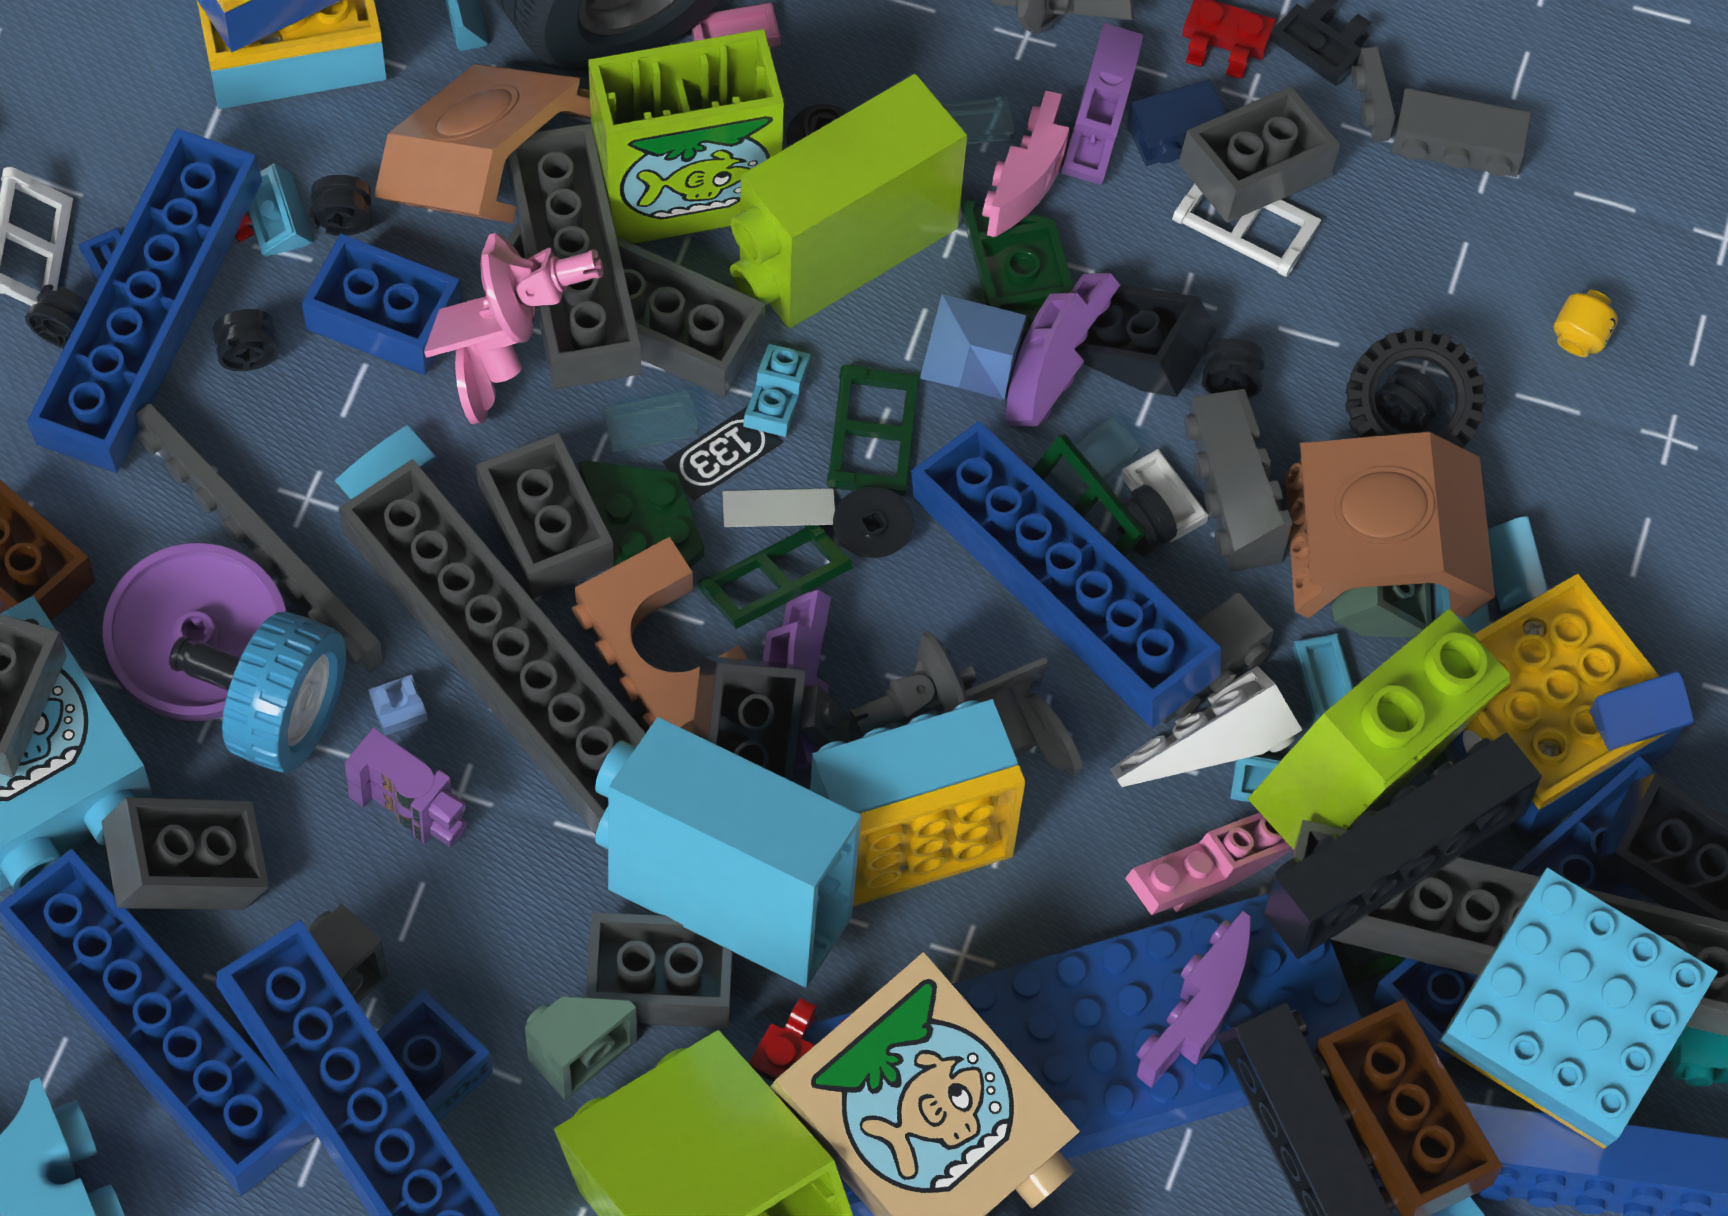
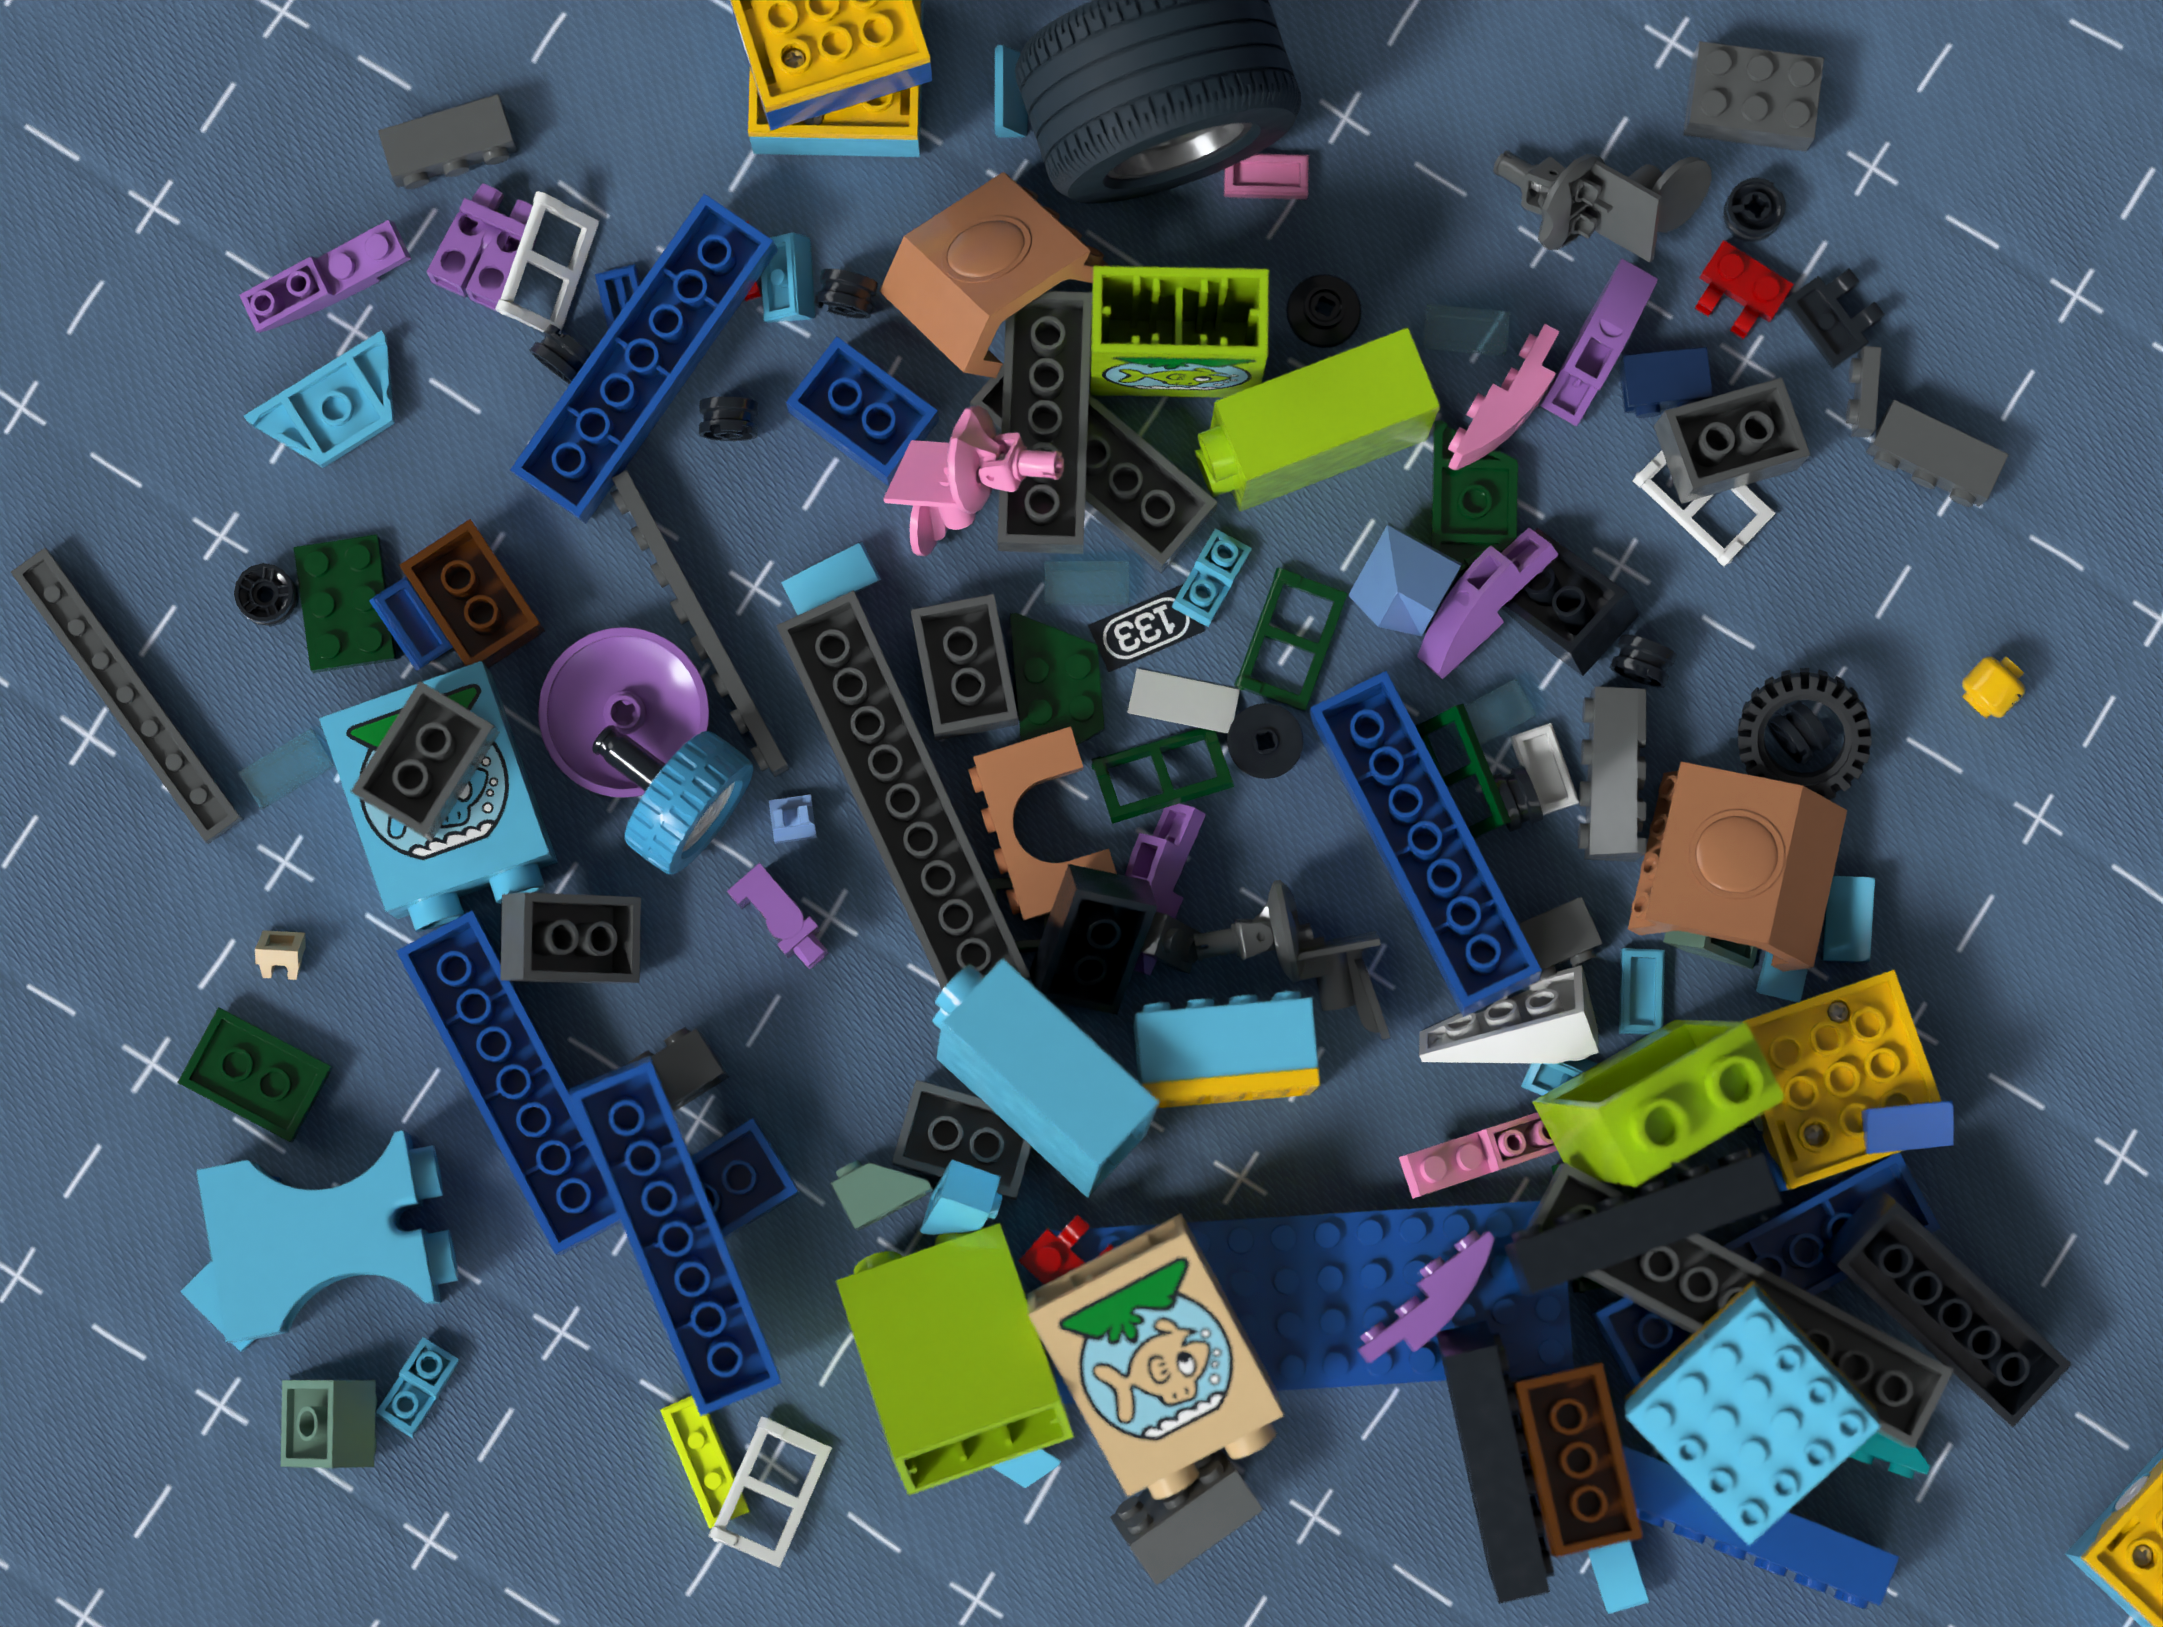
camera: 15 degrees right, 20 degrees up
(670, 1017) = (961, 1200): none -> medium azure slope

